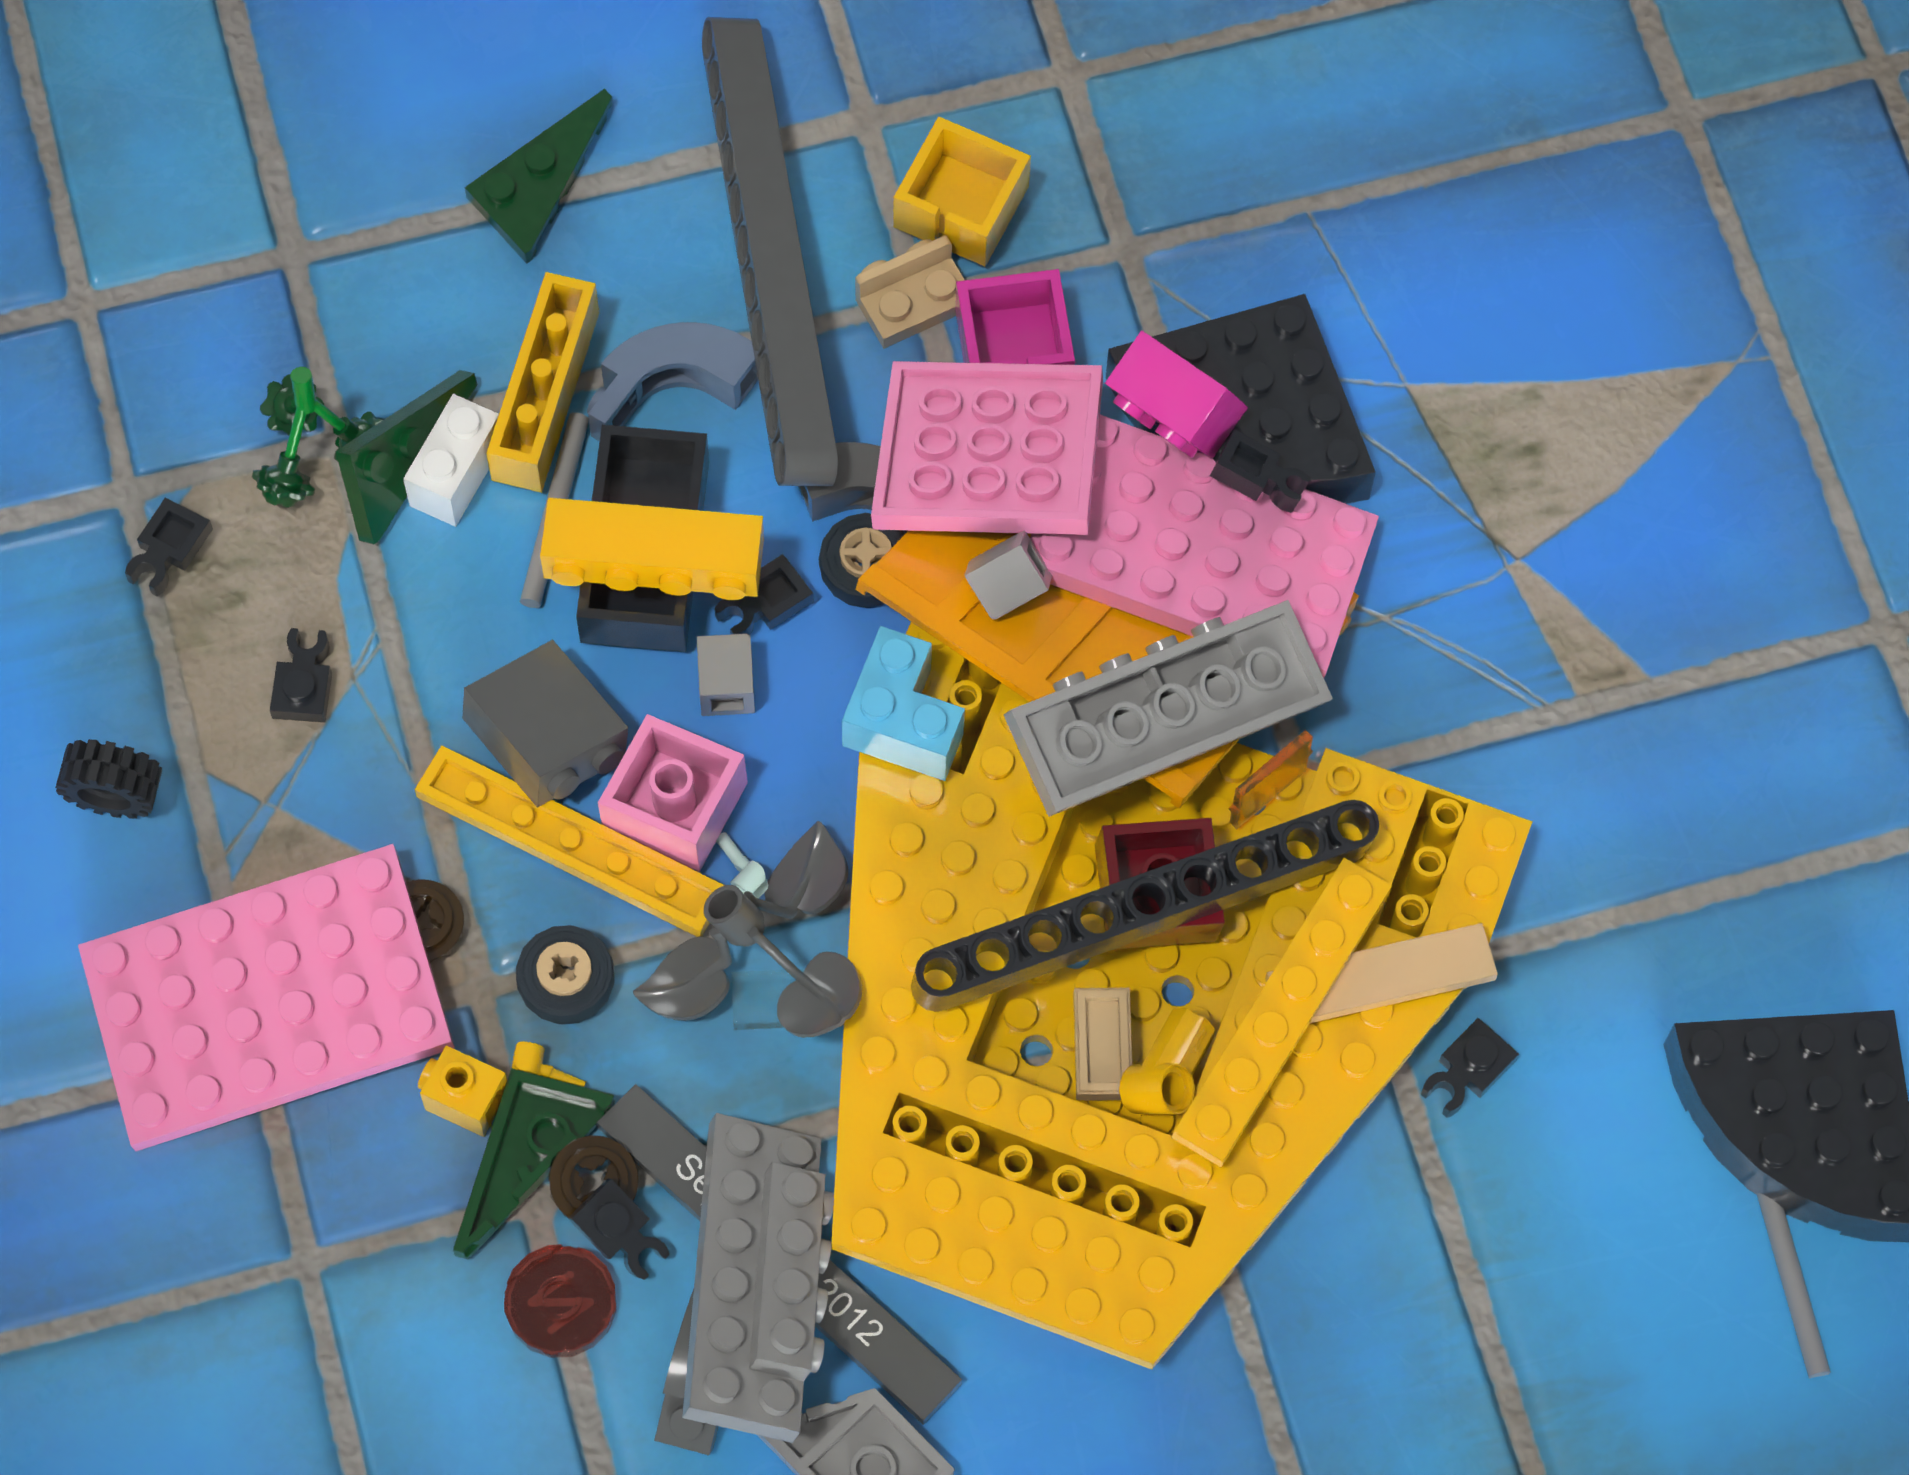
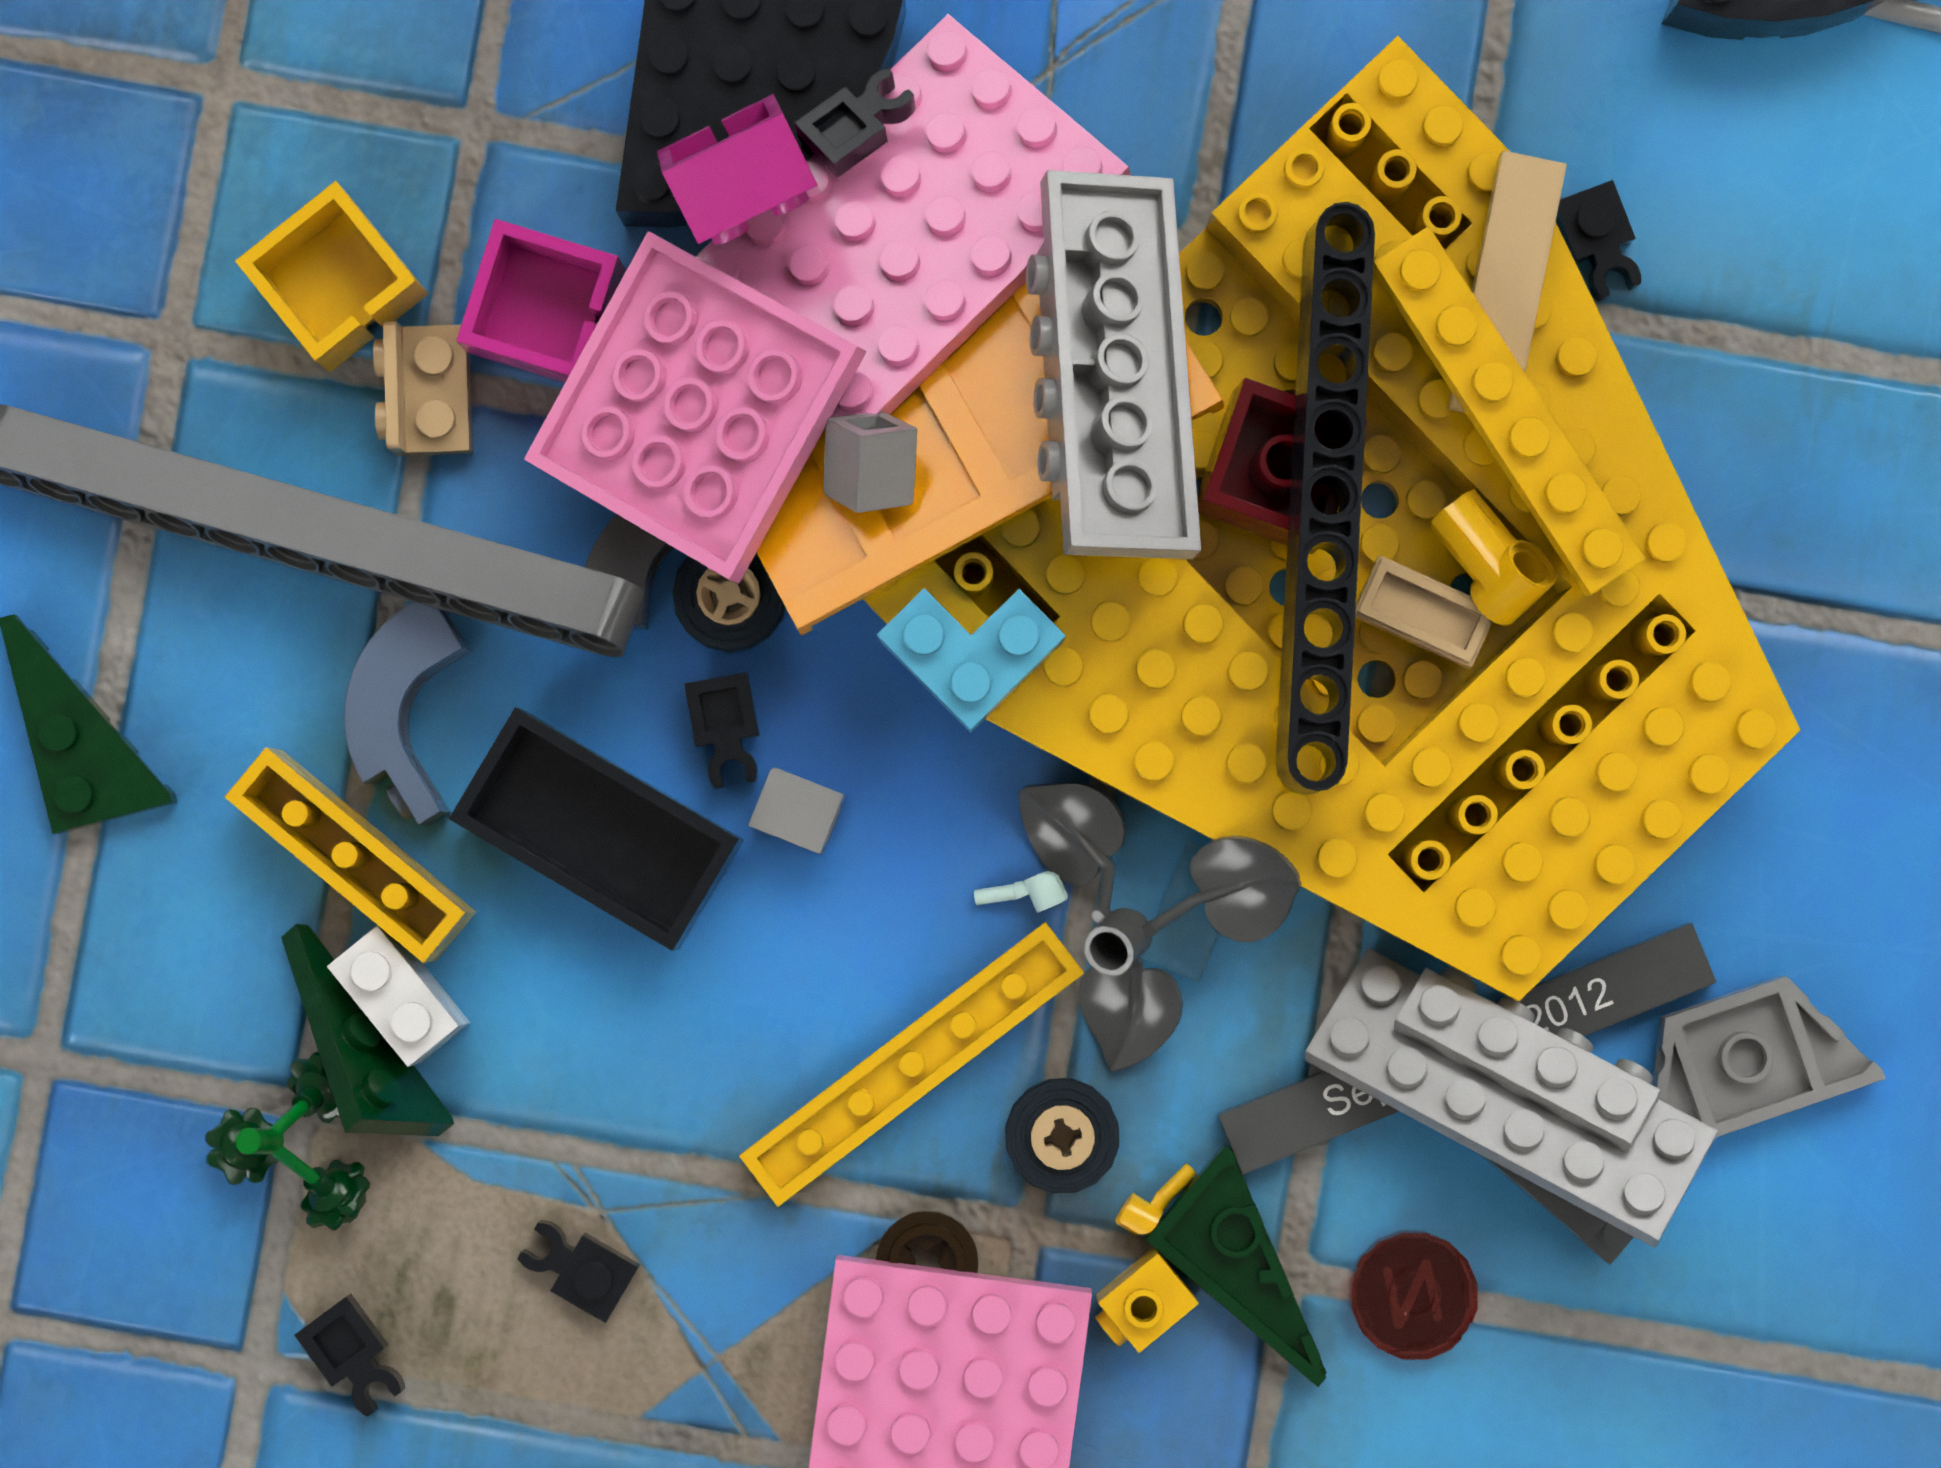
camera: 60 degrees left, 20 degrees up
(545, 723) = (772, 1034): dark grey brick -> none
(559, 488) = (504, 906): light grey bar -> none
(589, 1153) = (1331, 1216): dark brown gear -> none
(613, 1224) = (1368, 1206): black plate -> none
(652, 548) = (638, 836): yellow brick -> none
(673, 791) = (915, 932): bright pink brick -> none
(1270, 779) = (1216, 288): clear orange piece -> none

